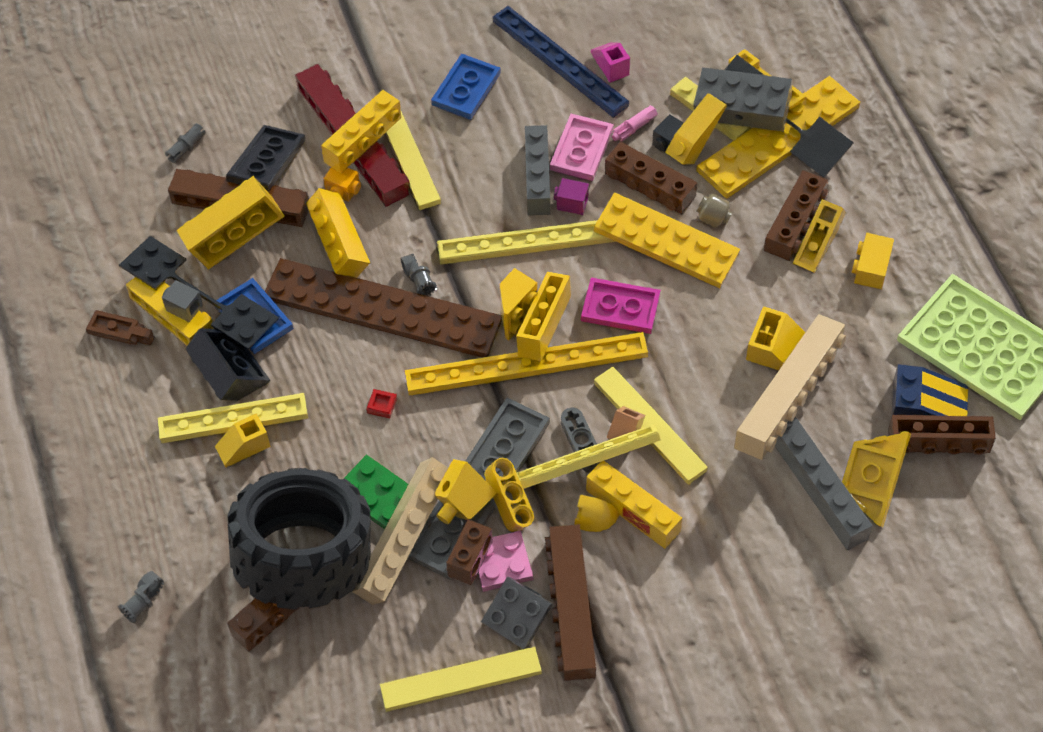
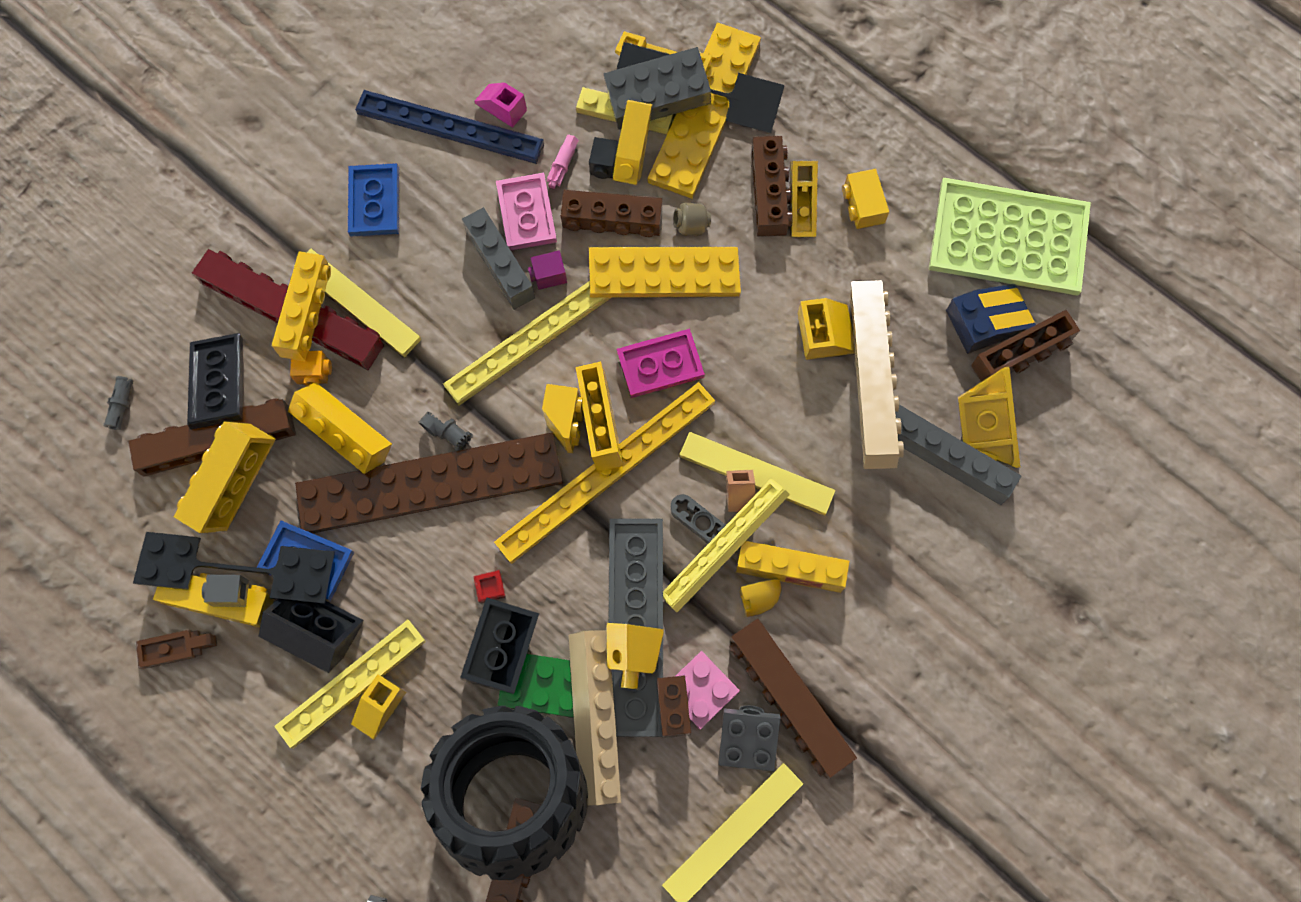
camera: 30 degrees left, 15 degrees up
(359, 442) = (499, 646): none -> black slope
(511, 483) = (686, 624): yellow beam -> none

